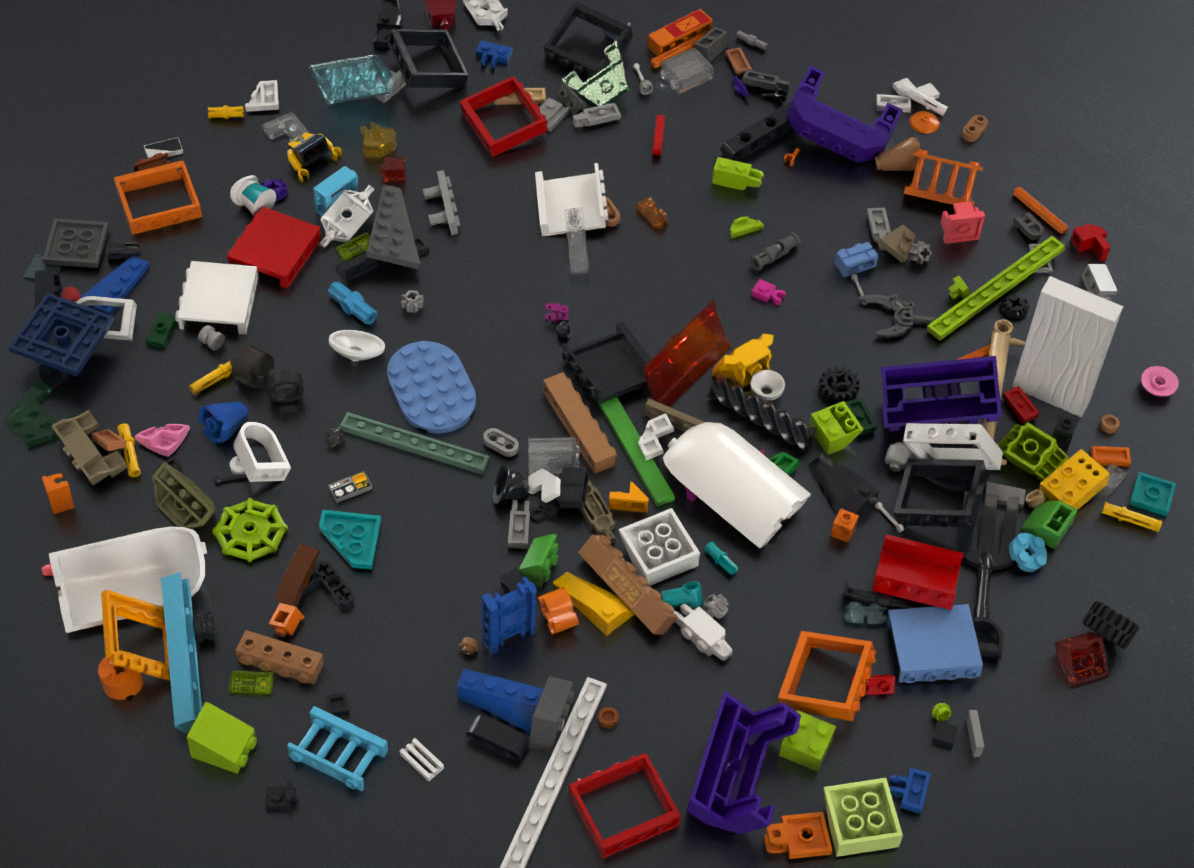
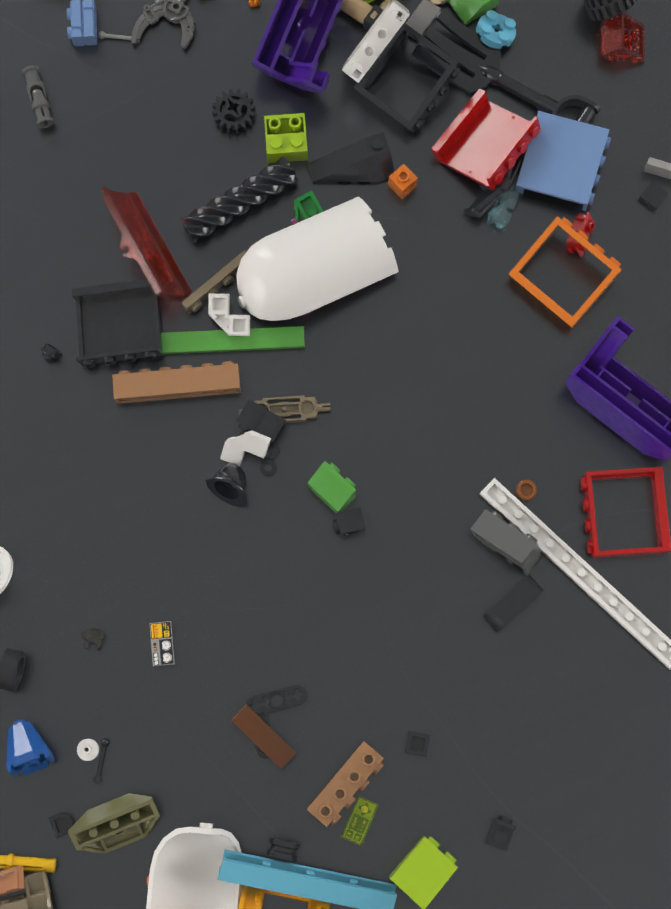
camera: 65 degrees left, 25 degrees up
(163, 439) = (20, 821): bright pink brick -> none
(250, 539) = (188, 764): lime plate -> none
(261, 471) = (89, 707): white window -> none
(285, 619) = (304, 771): orange brick -> none
(338, 728) = (450, 754): medium azure fence -> none
(352, 535) = (226, 662): teal plate -> none
(411, 748) = (524, 676): white tile -> none
(415, 443) = (131, 559): sand green tile -> none
(431, 387) = (66, 515): medium blue plate -> none
(469, 645) = (400, 592): medium nougat plate -> none
(500, 697) = (480, 576): blue wedge -> none
(502, 442) = (168, 469): light grey plate -> none
(508, 615) = (404, 562): blue fence -> none
(519, 526) = (278, 491): light grey hinge -> none
(552, 454) = (215, 426): clear brick -> none
(558, 610) = (399, 491): orange brick -> none
(560, 312) = (25, 350): magenta piece -> none
(598, 605) = (396, 450): yellow wedge -> none
(628, 584) = (393, 413): medium nougat brick -> none
(631, 501) = (293, 366): light orange slope -> none
(660, 547) = (363, 365): white slope -> none
(688, 594) = (424, 367): teal piece -> none
(703, 632) = (469, 364): white hinge -> none
(716, 606) = (447, 340): light grey gear -> none
(720, 558) = (392, 312): teal axle -> none
(745, 361) = (169, 186): yellow slope -> none
(766, 291) = (83, 129): dark pink plate -> none
(770, 380) = (204, 171): white piece -> none
(809, 743) = (626, 308): lime brick -> none
(863, 415) = (278, 106): dark green plate -> none
(897, 456) = (342, 95): light grey head -> none
(899, 527) = (418, 132): white hinge -> none
(941, 712) = (632, 188): lime plate -> none

